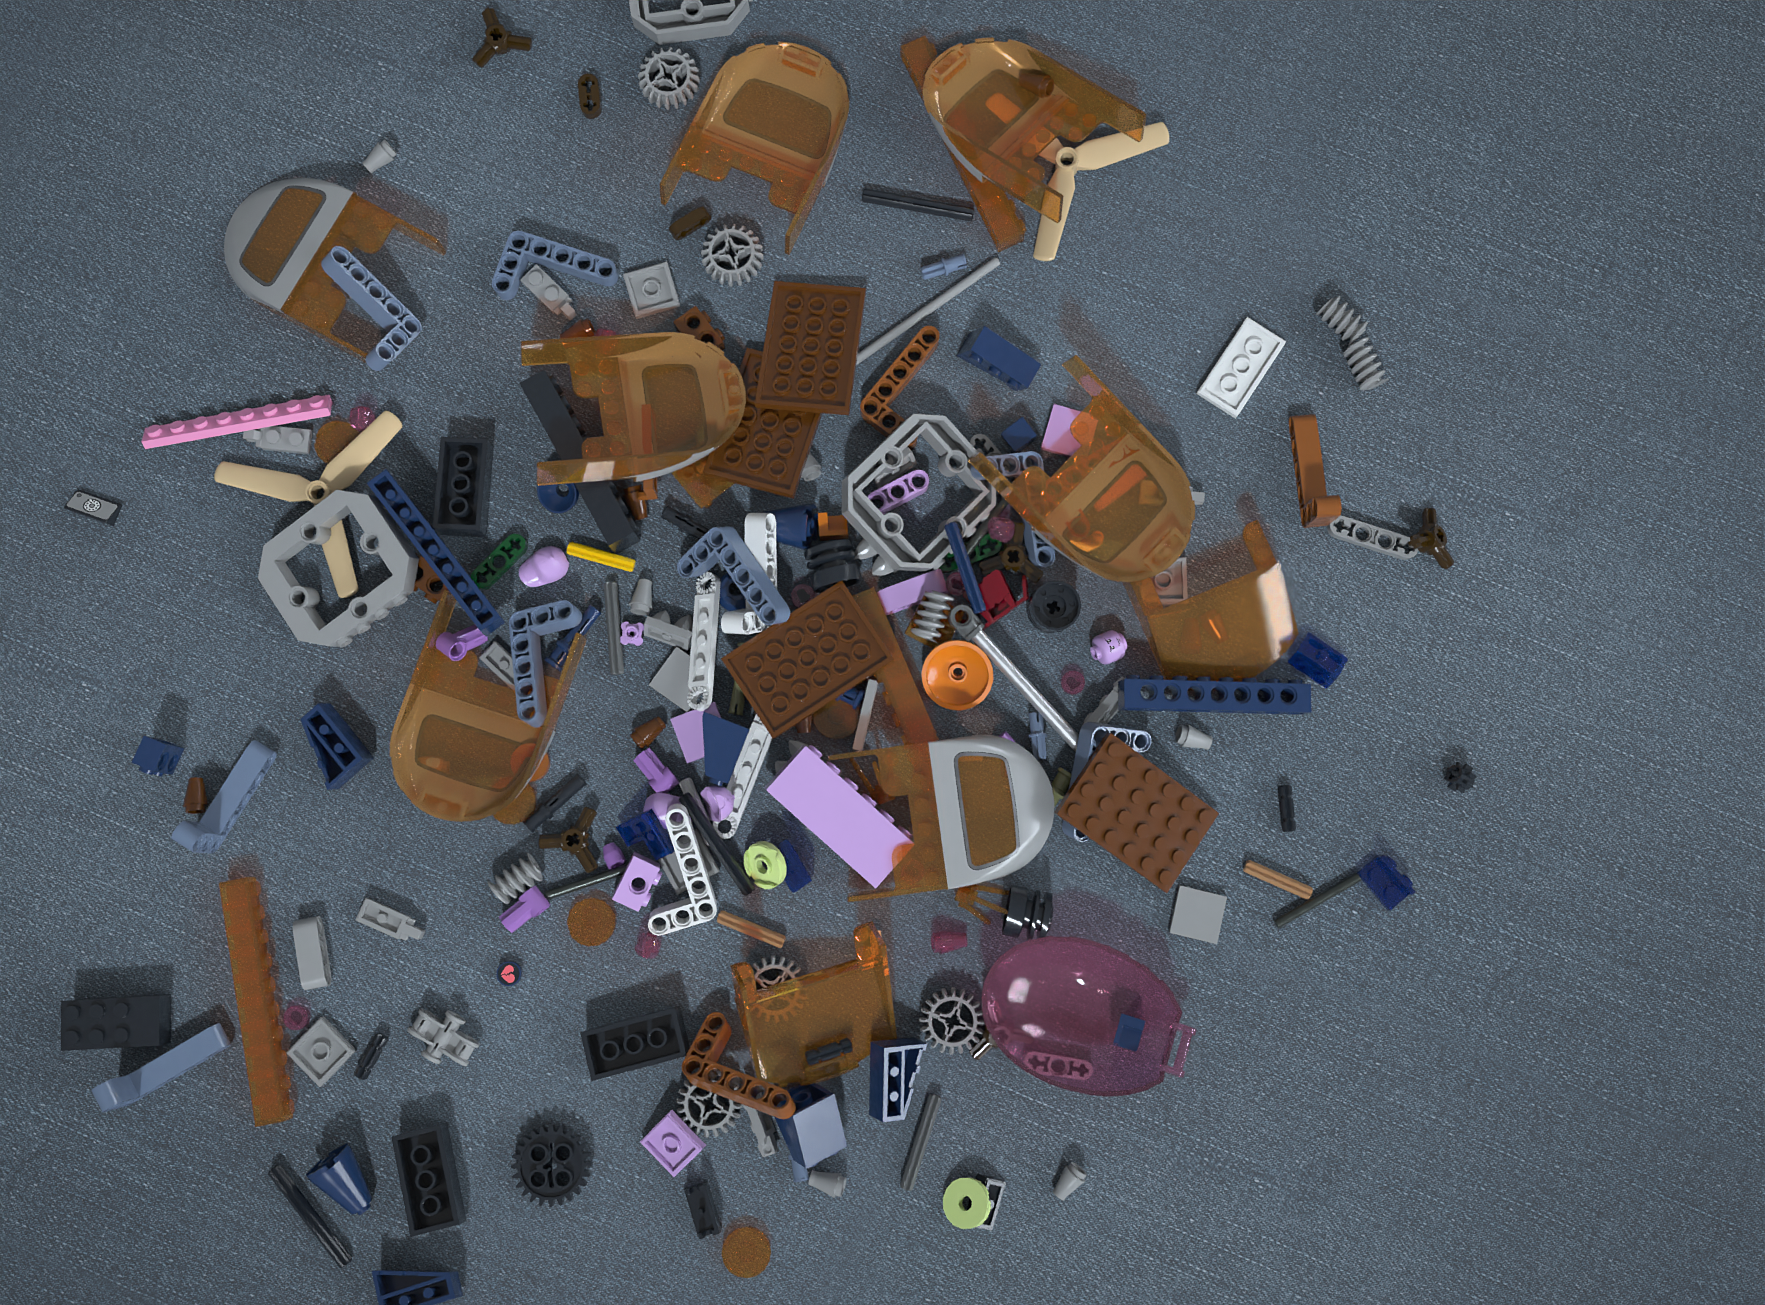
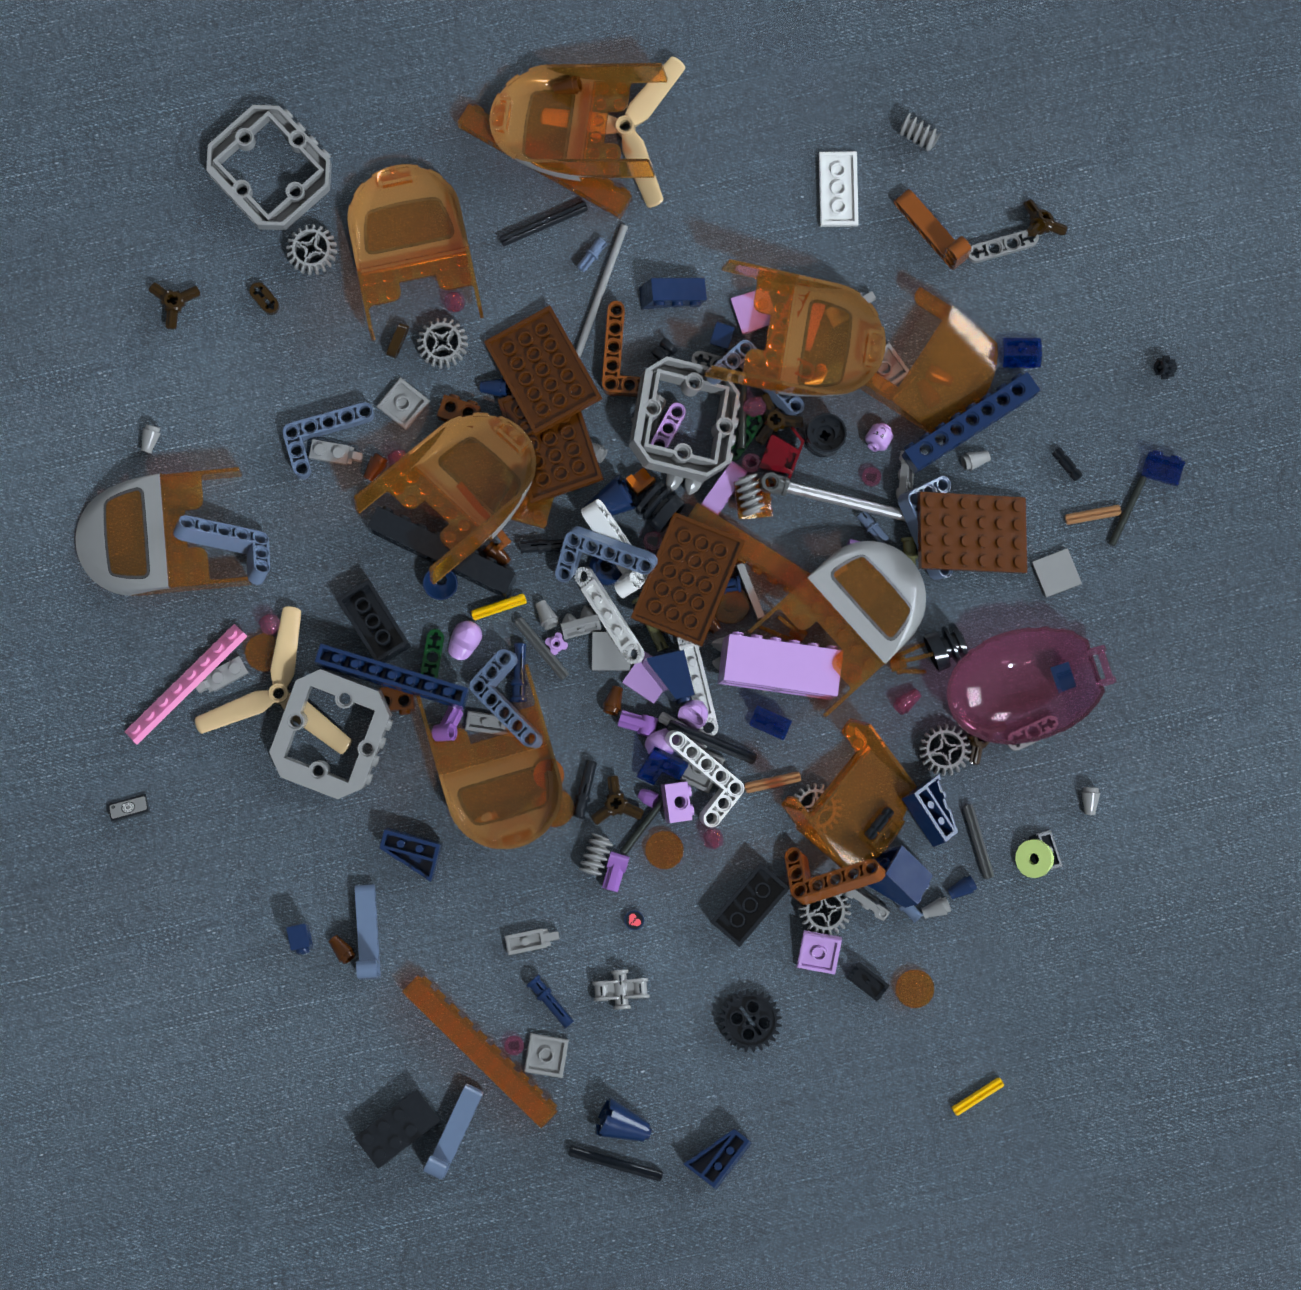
camera: 35 degrees left, 0 degrees up
(311, 953) = (494, 996): light grey beam -> none
(359, 985) = (544, 994): none -> dark blue pin
(371, 1056) = (581, 1033): black axle -> none
(429, 1179) = (677, 1083): black brick -> none
(752, 333) = (494, 387): none -> dark blue cone
(773, 222) = (454, 302): none -> clear pink piece
(775, 864) = (755, 724): yellowish green tile -> none
(871, 1180) = (963, 887): none -> dark blue cone
(951, 409) = (665, 349): none -> black wheel
(955, 690) = (803, 529): orange dish -> none
(965, 567) = (750, 448): dark blue axle -> none
(1343, 319) = (884, 111): light grey piece -> none

